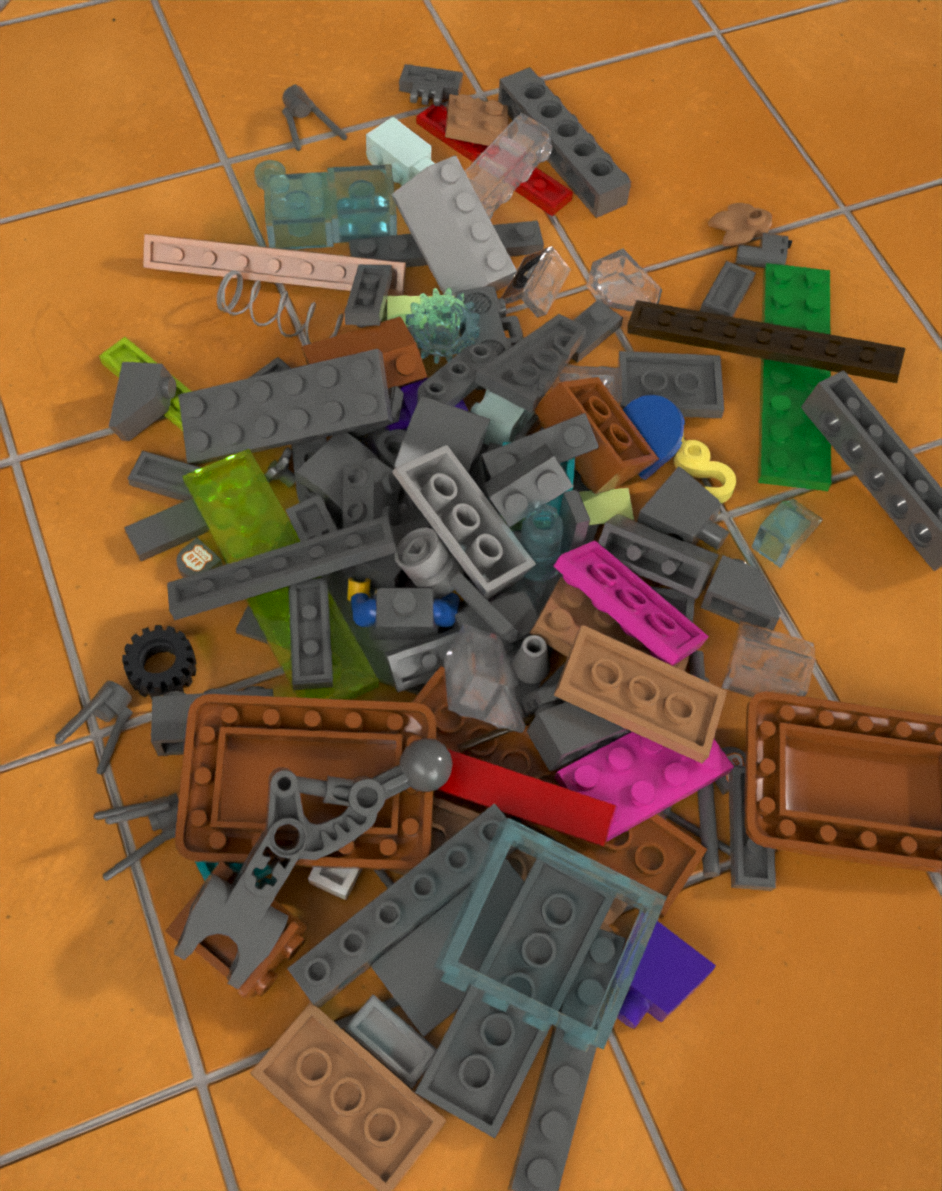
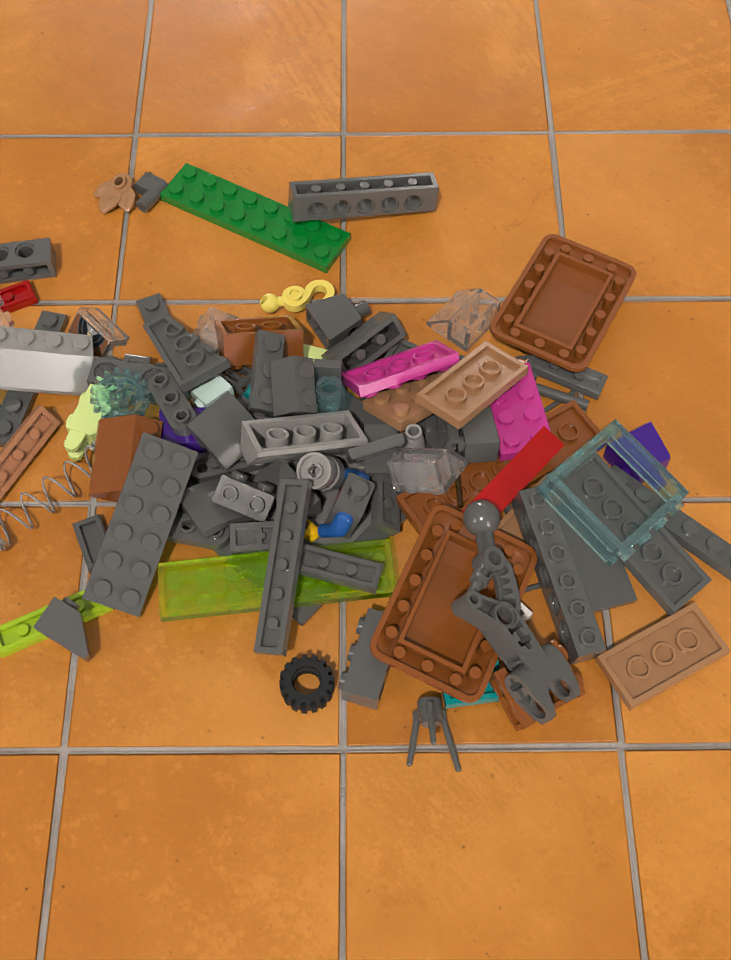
camera: 65 degrees left, 0 degrees up
(108, 703) = (329, 729): dark grey plant -> none
(161, 475) = (141, 636): dark grey tile -> none
(166, 529) = (190, 650): dark grey tile -> none
(196, 559) = (229, 635): tile -> none
(280, 470) = (177, 550): dark grey plant -> none
(368, 295) = (63, 435): dark grey plate -> none
(391, 1041) = (632, 620): light grey tile -> none
(621, 281) = (132, 280): clear slope -> none
(660, 426) = (264, 302): blue tile -> none
(684, 379) = (230, 285): dark grey plate -> none
(728, 290) = (169, 226): dark grey tile -> none
(741, 594) = (413, 310): dark grey slope -> none
(767, 341) = (228, 220): dark brown plate -> none
(785, 531) = (375, 271): clear light blue slope -> none

